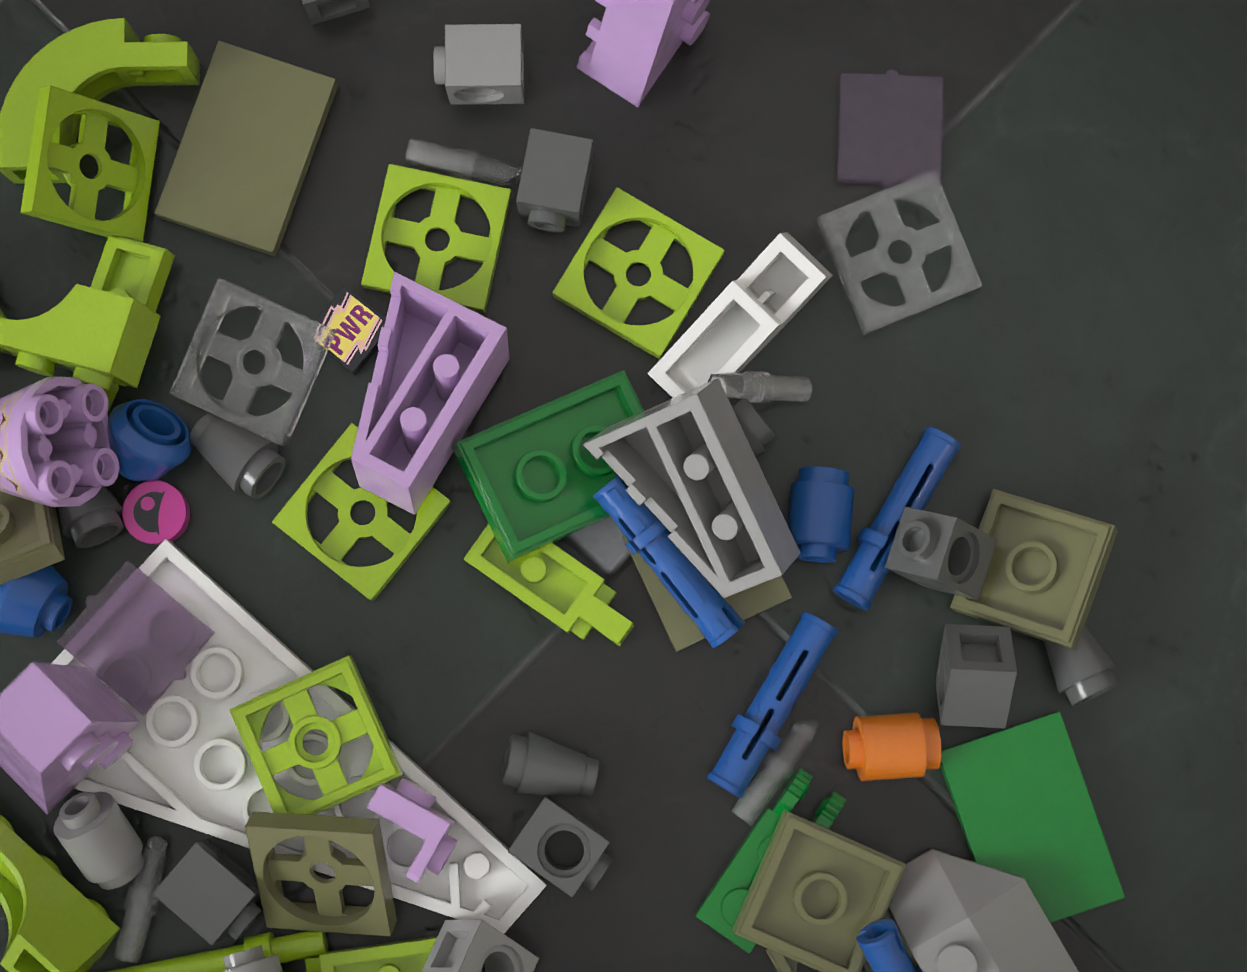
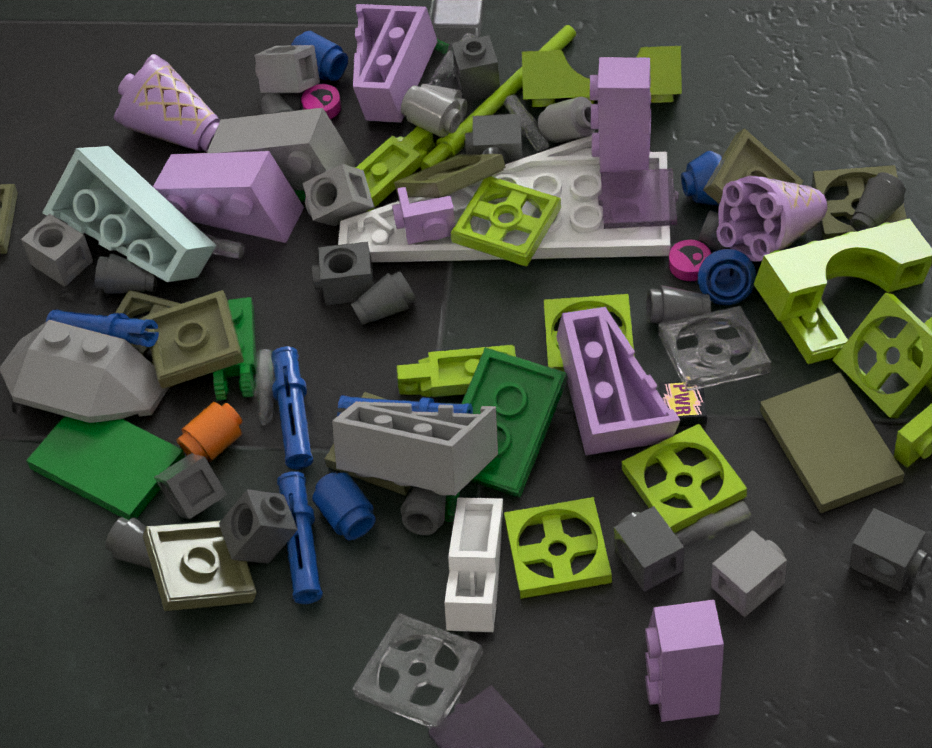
camera: 145 degrees right, 30 degrees down
(763, 387) = (434, 532): clear piece -> none

